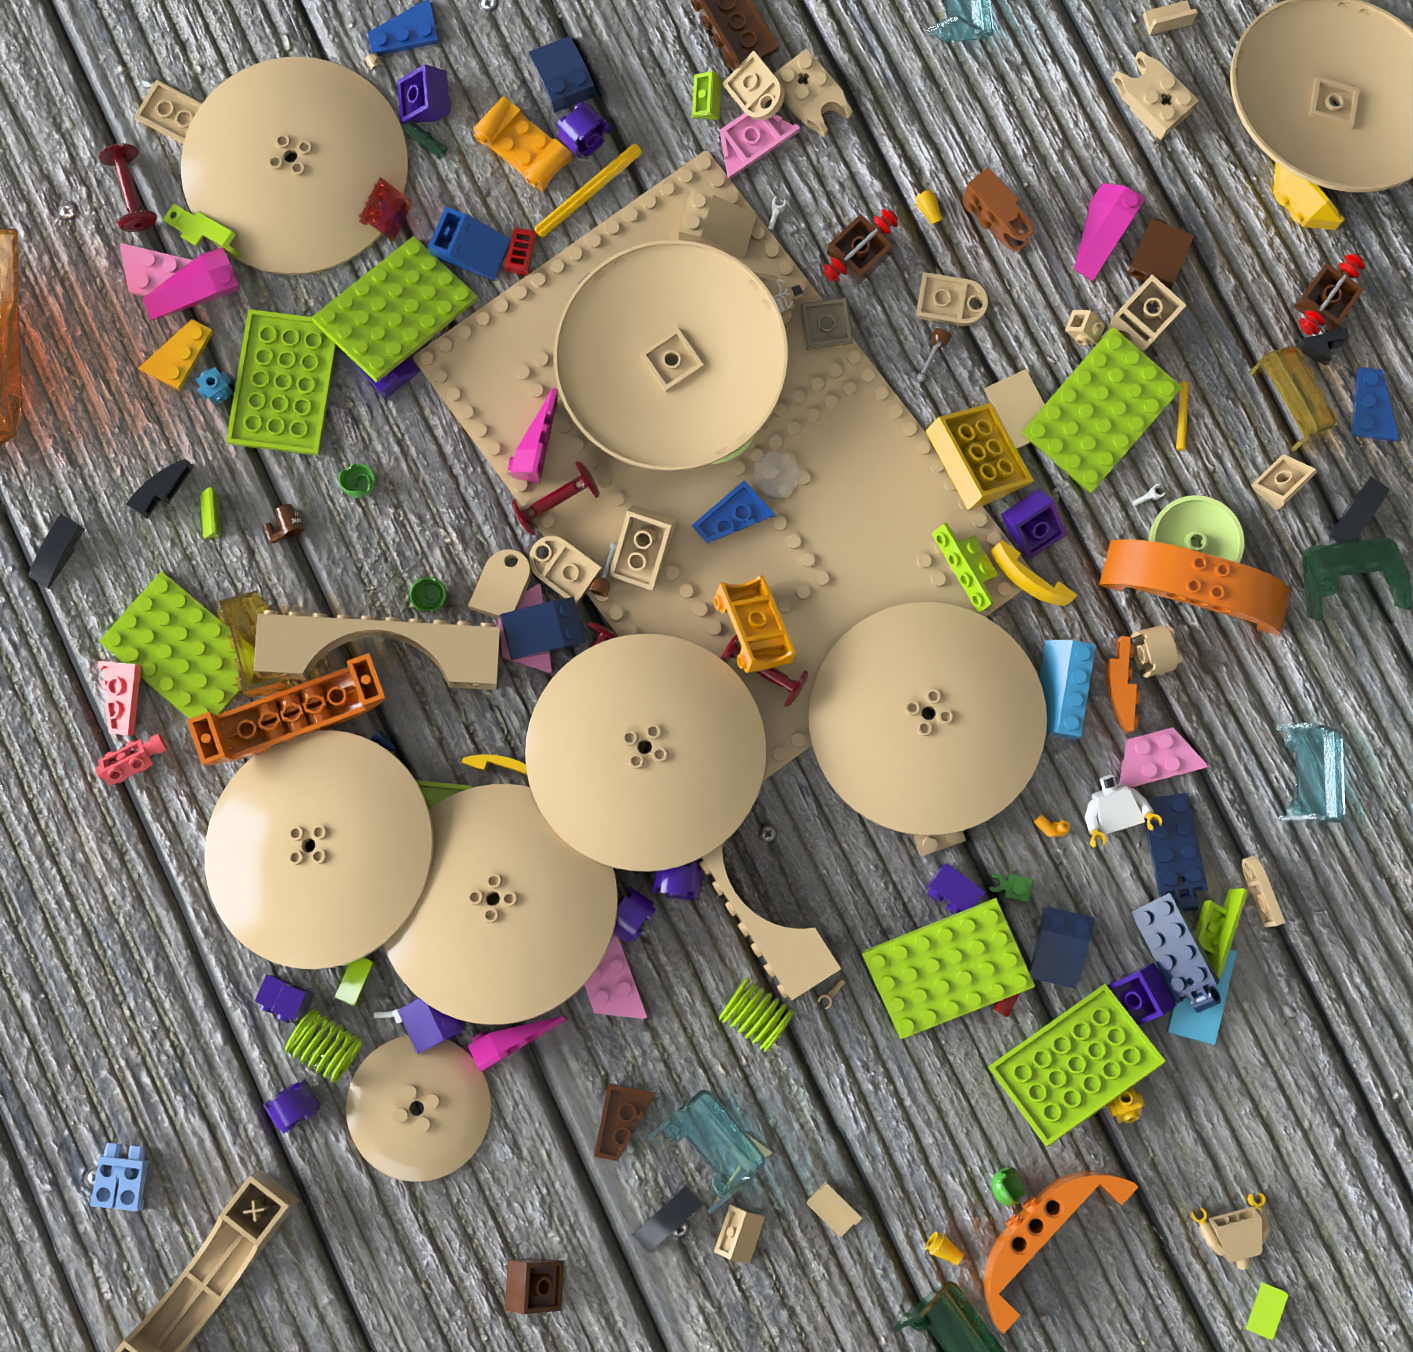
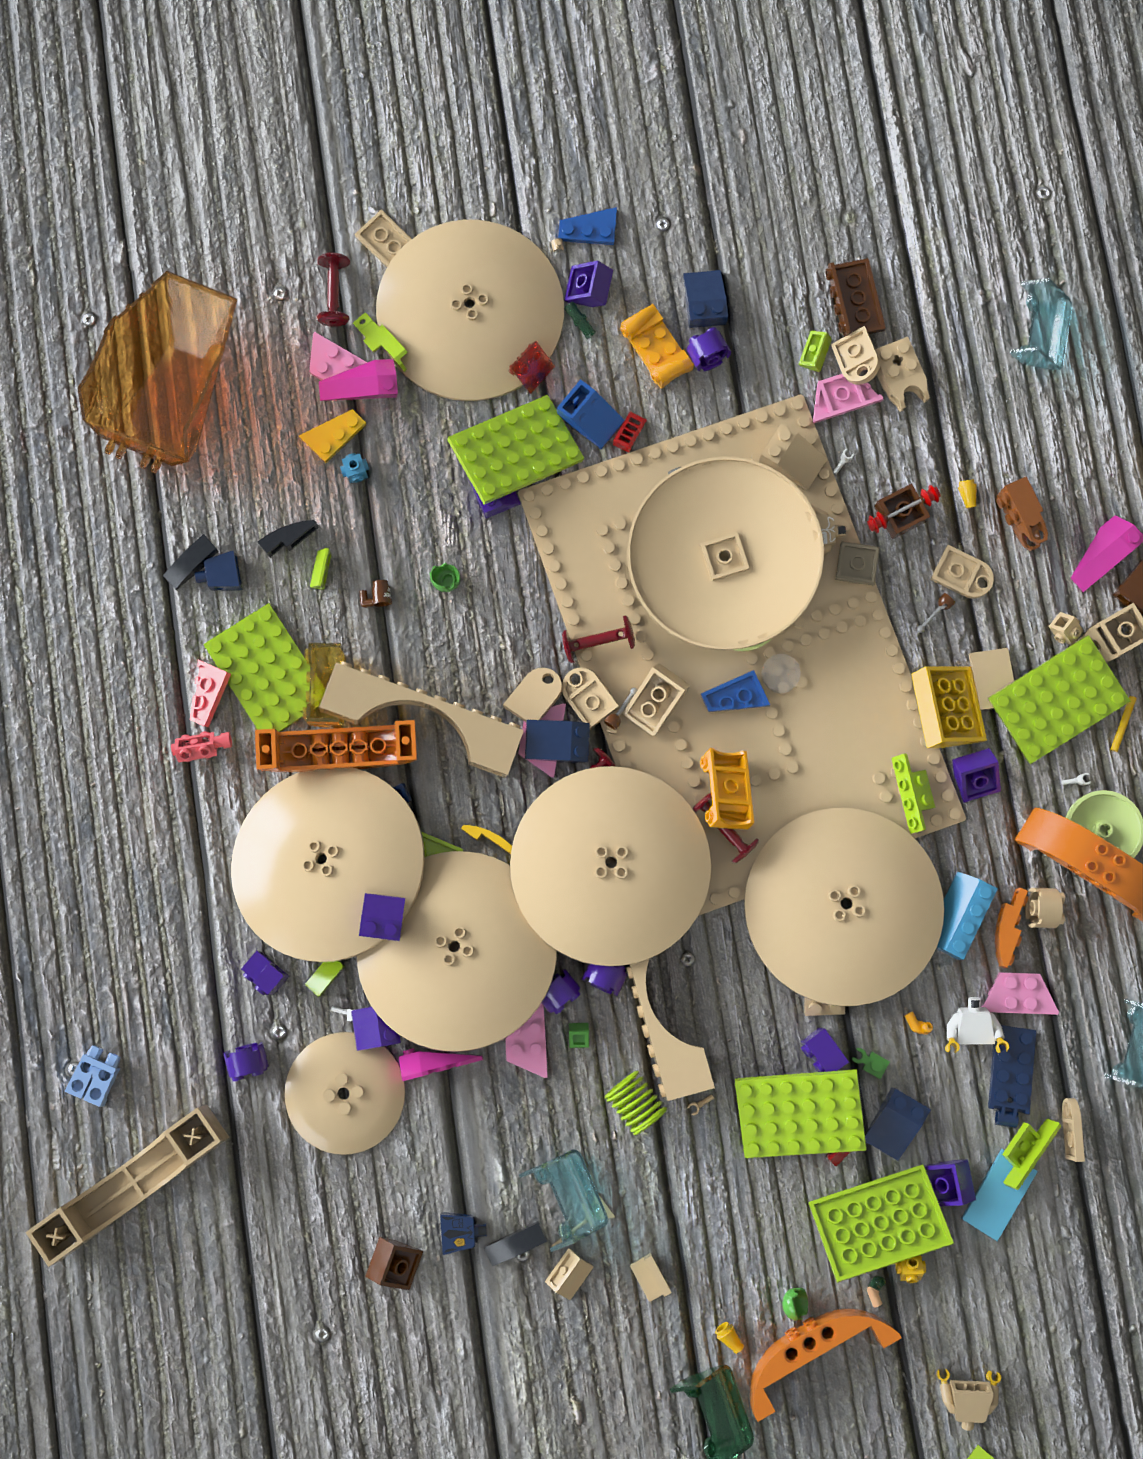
camera: 15 degrees right, 0 degrees up
(95, 552) = (221, 573): none -> dark blue torso
(282, 384) = (408, 482): lime plate -> none
(305, 1034) = (270, 1004): lime piece -> none
(398, 890) = (382, 917): none -> dark purple slope
(428, 594) = (474, 685): bright green hair -> none
(532, 450) = (591, 595): dark pink wedge -> none
(588, 190) = (697, 399): yellow axle -> none
(598, 1225) = (459, 1232): none -> dark blue torso
(619, 1119) = (501, 1152): reddish brown wing -> none
(669, 958) = (578, 1035): none -> bright green slope
(1007, 557) = (946, 797): yellow slope -> none
(1091, 1143) = (873, 1289): none -> arm
(1178, 952) = (990, 1157): hinge -> none

